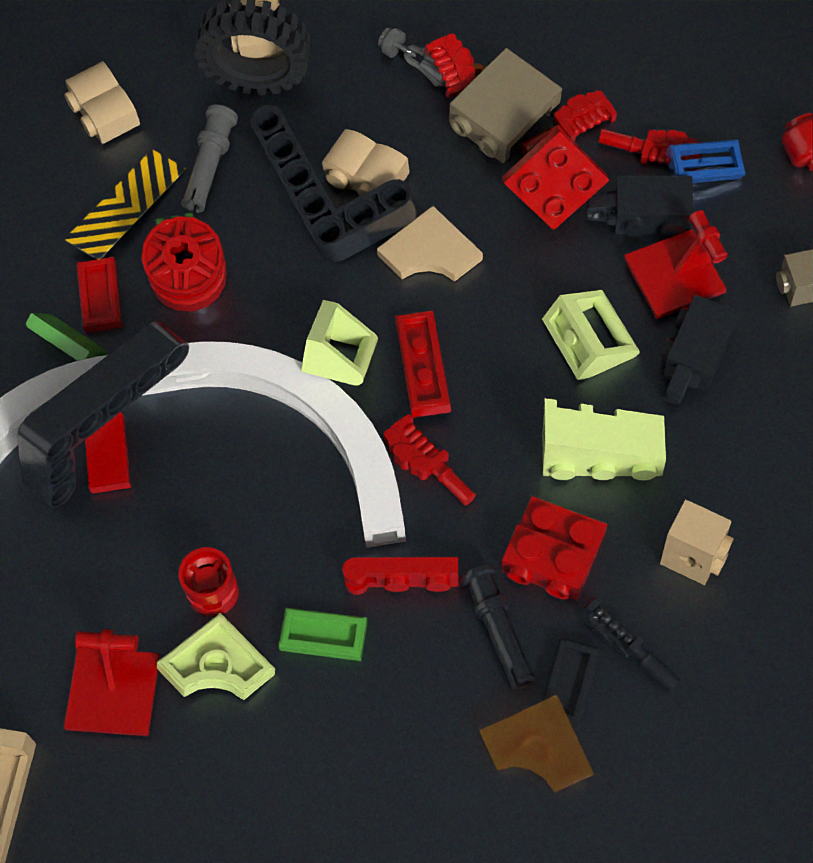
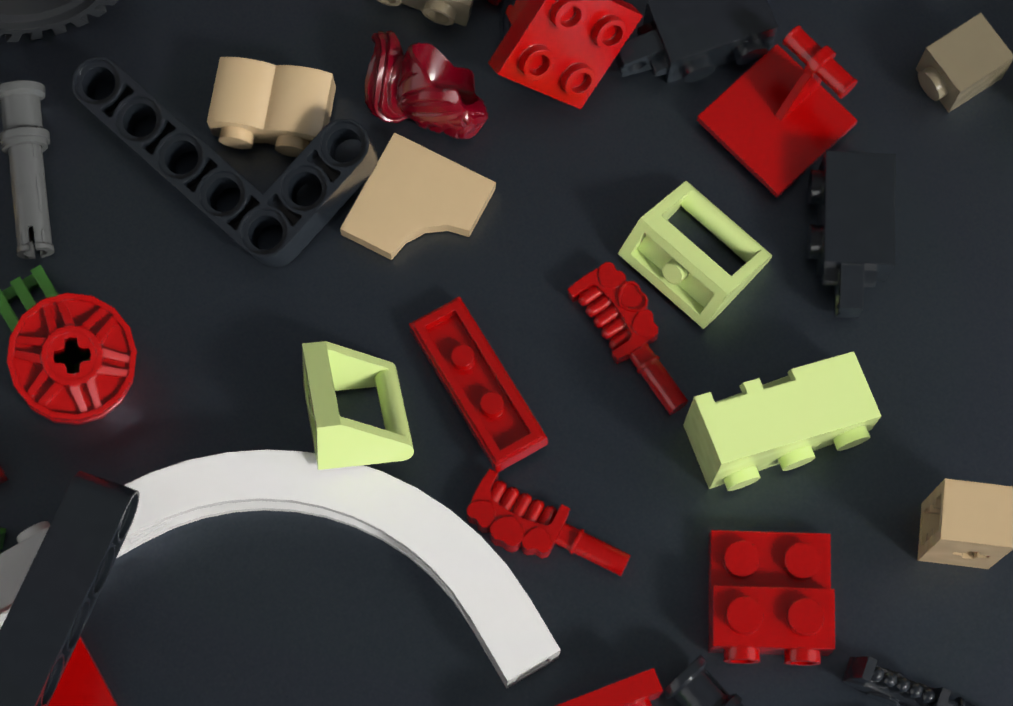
camera: 30 degrees left, 10 degrees up
(460, 185) = (422, 88): none -> dark red hair
(530, 357) = (625, 319): none -> red piece

